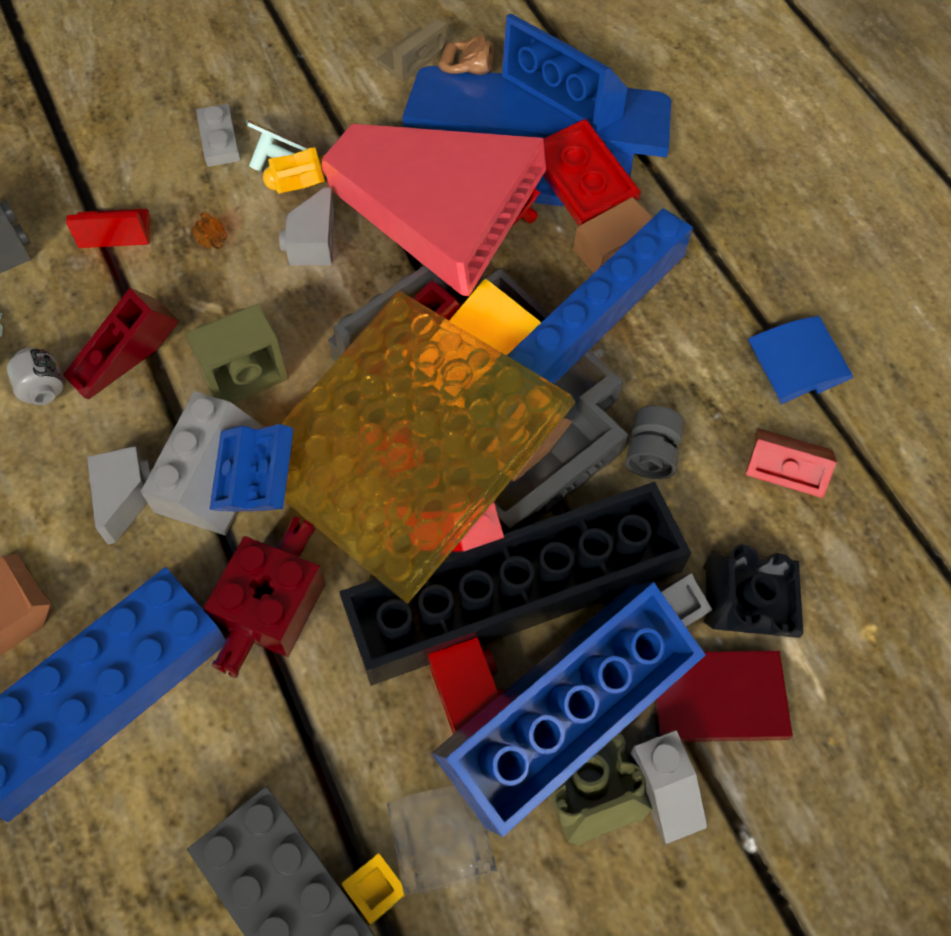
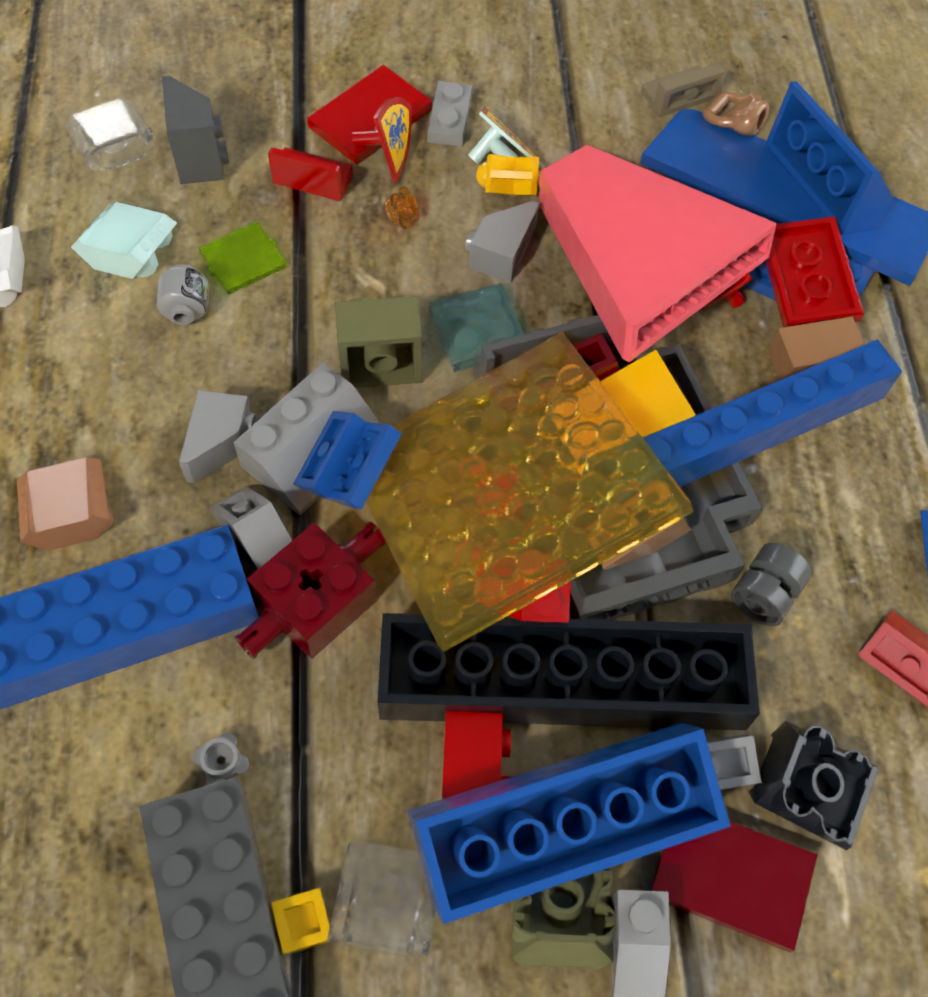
camera: 20 degrees right, 0 degrees up
(73, 322) = (242, 257): none -> clear neon green piece
(121, 342) = (276, 289): dark red slope -> none
(144, 158) = (356, 110): none -> red tile
(171, 166) = (391, 132): none -> shield
(188, 557) = (253, 525): none -> light grey slope
(242, 765) = (224, 746): none -> light grey plate
(313, 311) = (473, 321): none -> clear light blue plate

